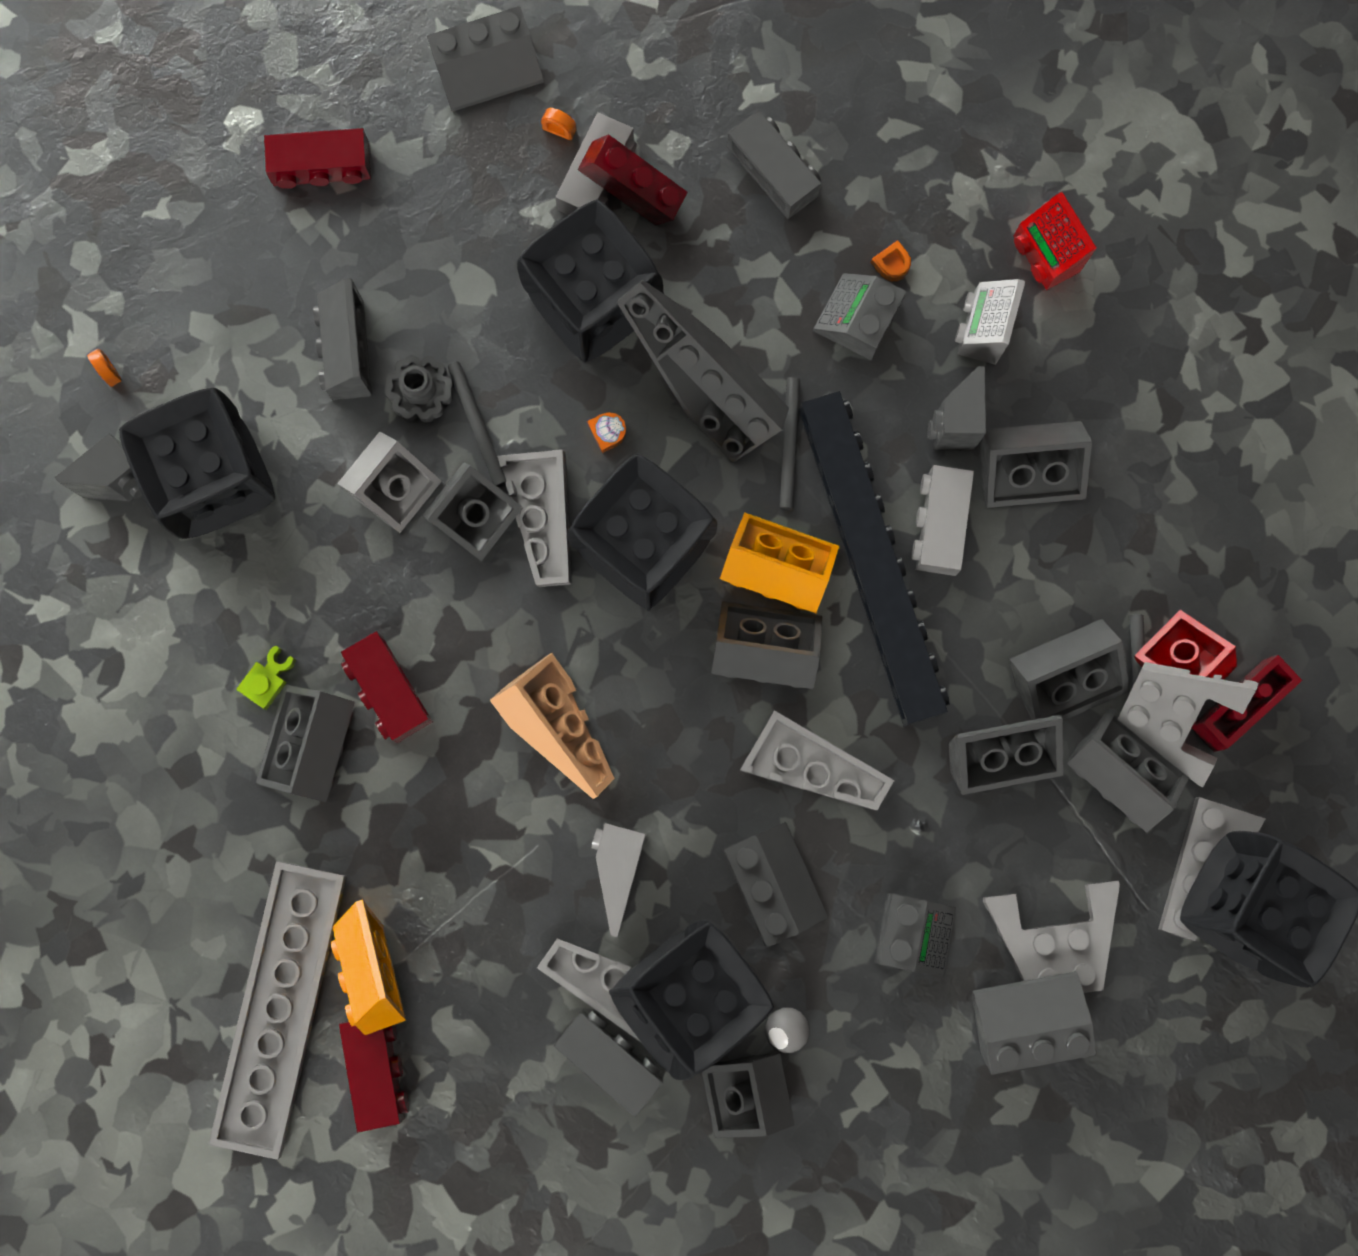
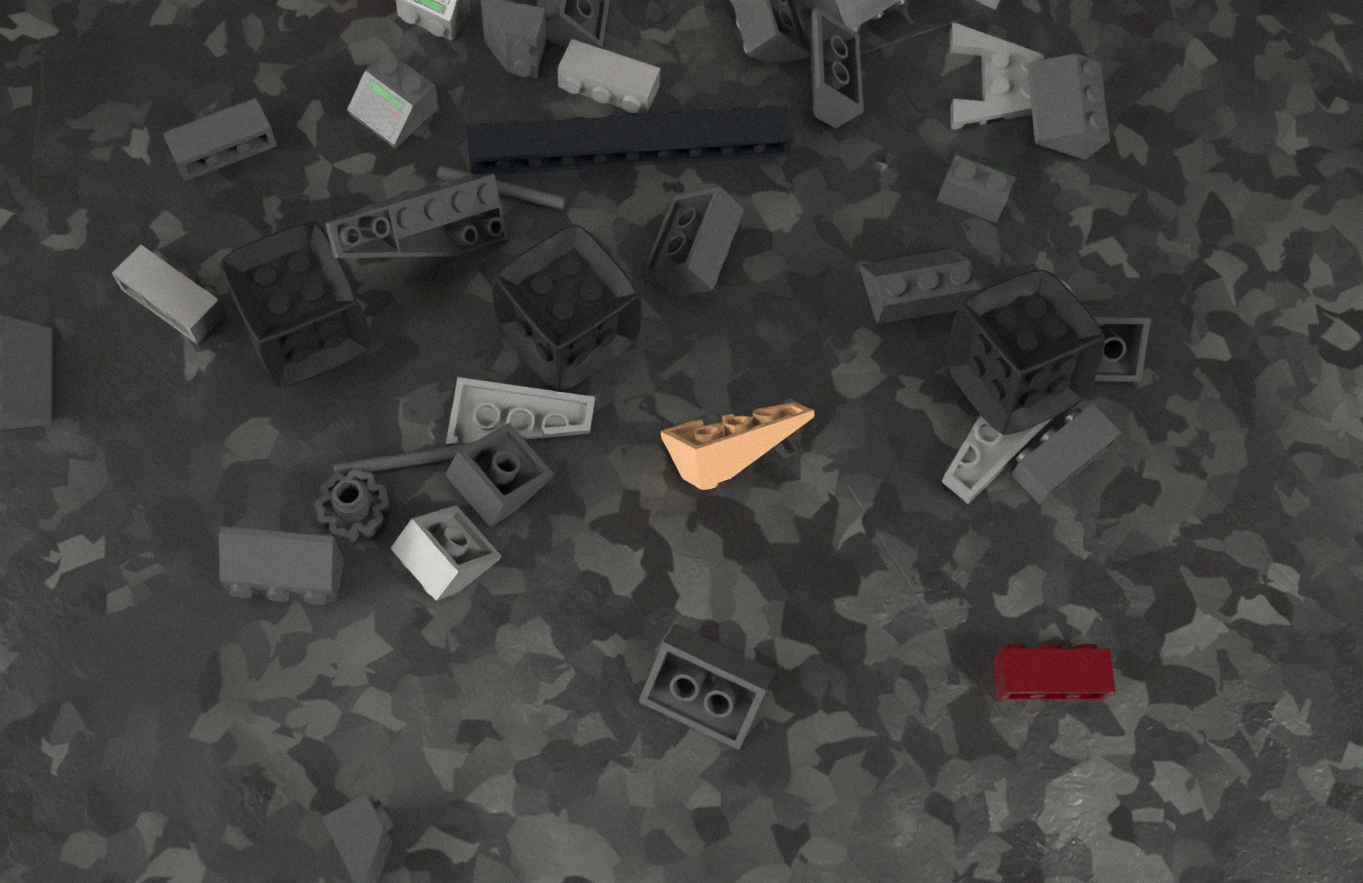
camera: 85 degrees left, 15 degrees down
(104, 367) = (227, 840): orange tile -> none
(196, 463) = (380, 727): black piece -> none
(263, 683) = (631, 722): lime plate -> none
(277, 1011) = (981, 761): light grey plate -> none
(317, 157) = (58, 562): dark red brick -> none
(366, 970) = (956, 648): light orange slope -> none
(385, 688) = (665, 593): dark red brick -> none
(558, 123) = (106, 319): orange tile -> none
(608, 430) = (446, 339): tile -> none
(617, 863) = (883, 410): light grey slope -> none
(632, 180) = (195, 251): dark red brick -> none
(779, 562) = (624, 209): light orange slope -> none
(808, 762) = (809, 232): light grey wing -> none
(892, 262) = (348, 68): orange tile -> none

